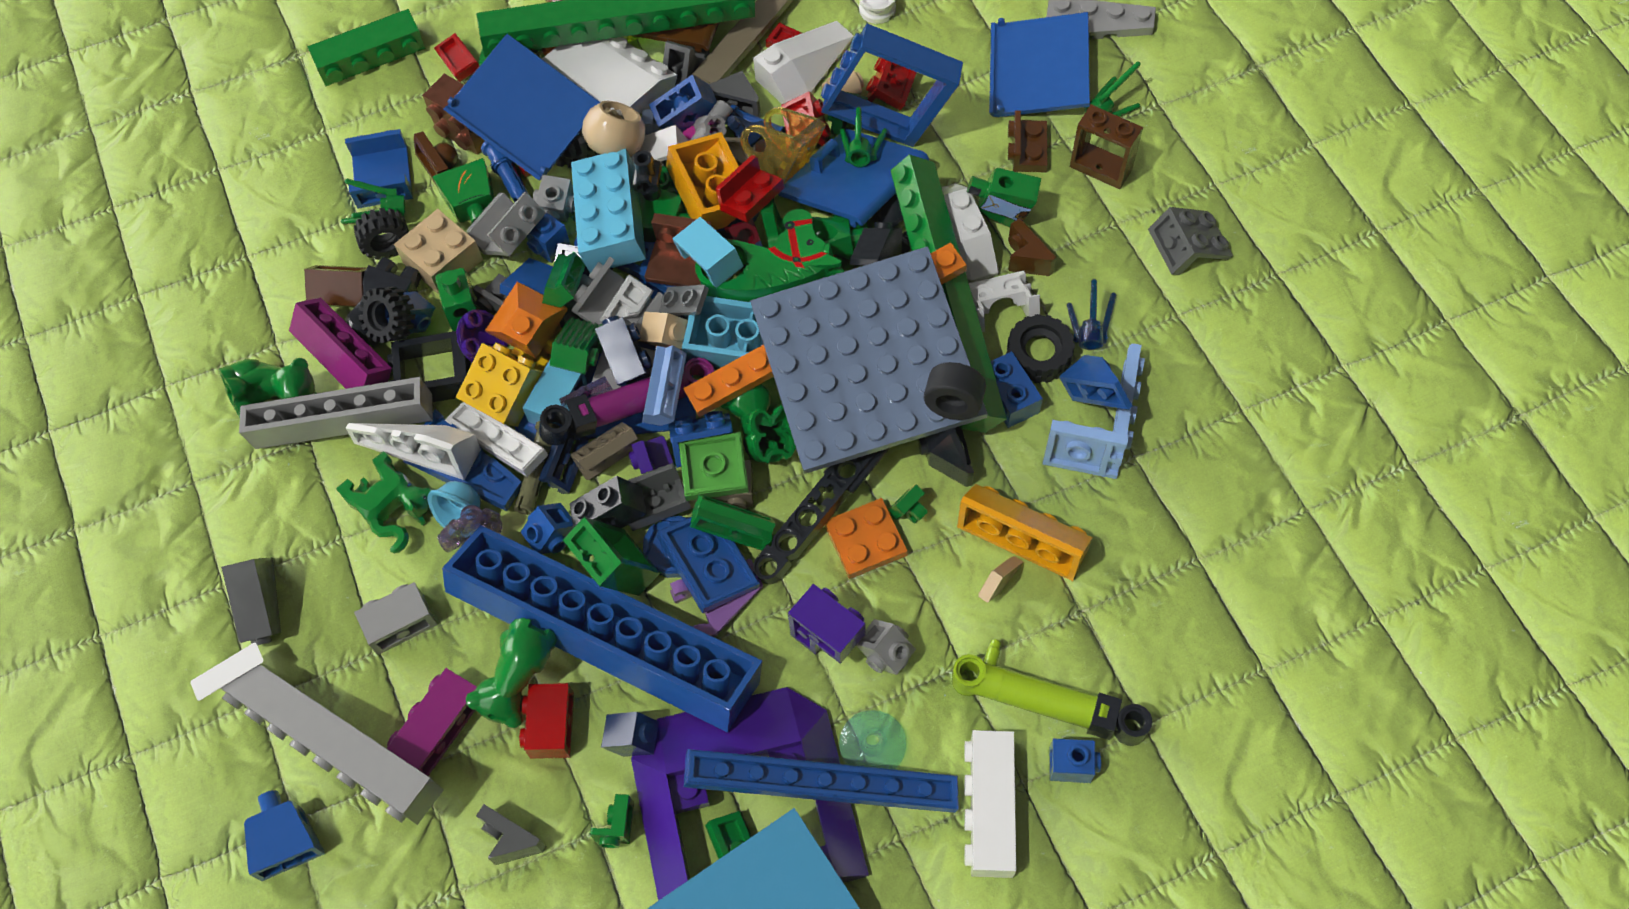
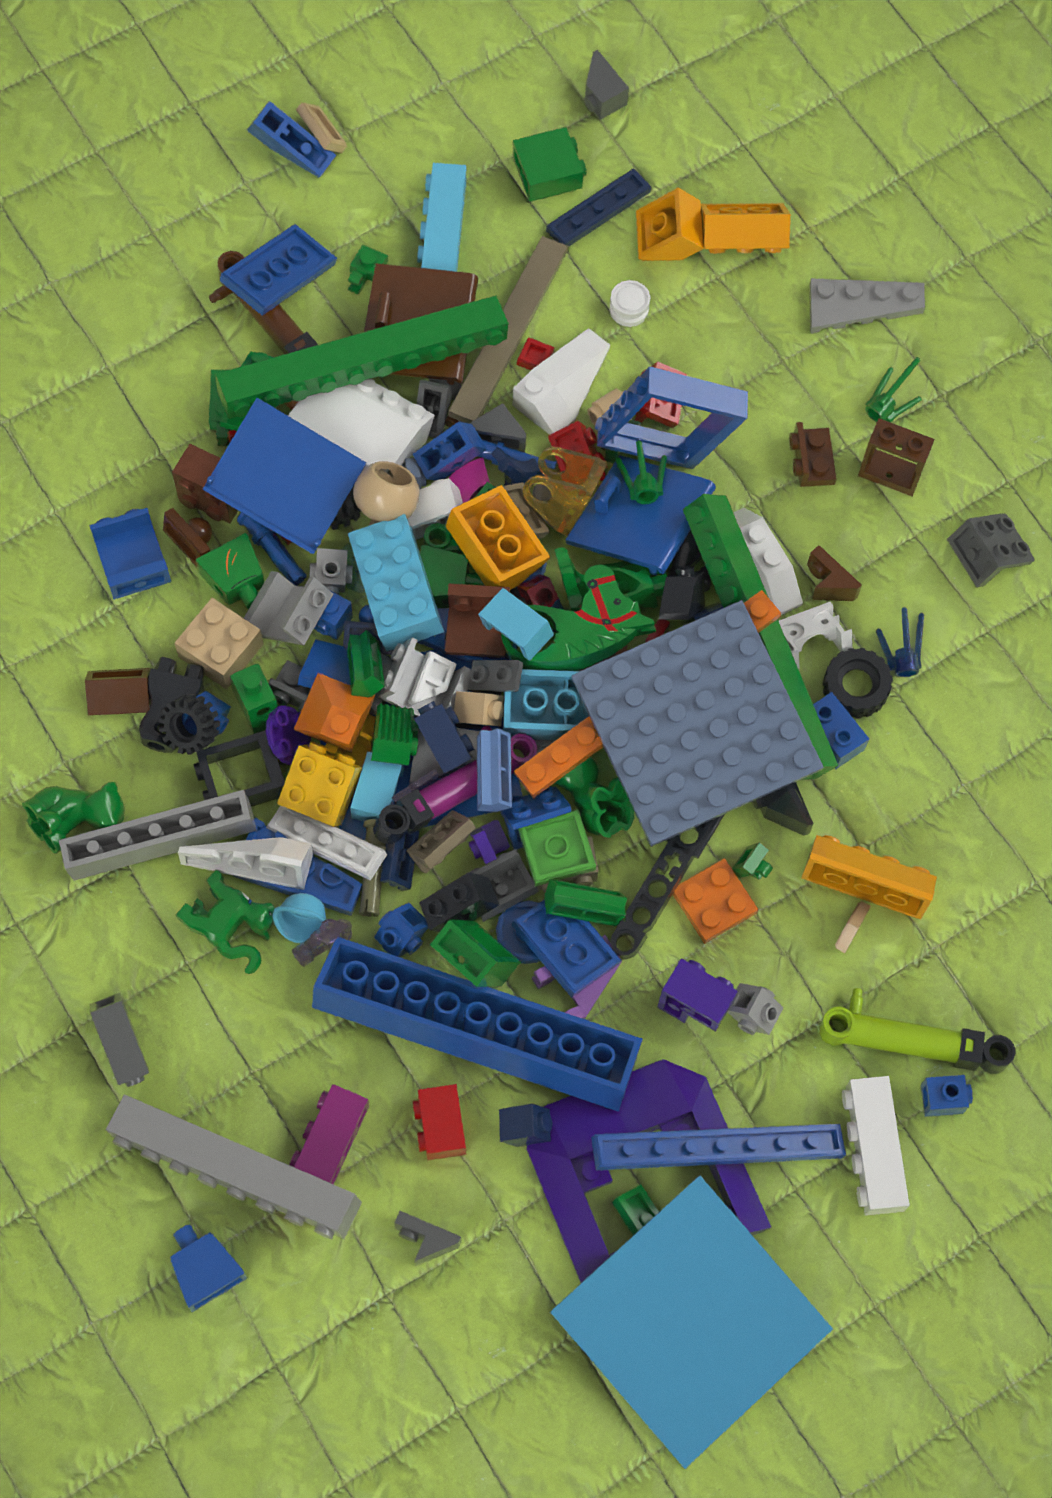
camera: 15 degrees left, 5 degrees up
(226, 671) = (114, 1115): white sticker -> none
(337, 345) = (140, 762): magenta brick -> none
(366, 47) = (82, 410): green brick -> none
(376, 223) = (155, 630): black tyre -> none
(391, 201) = (156, 597): green plant -> none
(395, 618) = (265, 1039): light grey brick -> none
(457, 57) = (185, 412): red tile -> none
(522, 654) = (409, 1062): green animal -> none
(620, 819) = (528, 1205): green bracket -> none
(647, 175) = (433, 542): black axle -> none
(717, 119) = (482, 473): light grey axle -> none
(747, 190) = (544, 551): red bracket -> none
(885, 754) = (742, 1112): clear light blue dish -> none
(955, 391) = (793, 752): black tyre -> none
(1005, 195) = (802, 522): green torso -> none
(1039, 65) = (812, 363): blue container -> none
(1094, 382) = (916, 716): blue slope -> none
(1094, 448) = (928, 785): light blue bracket -> none

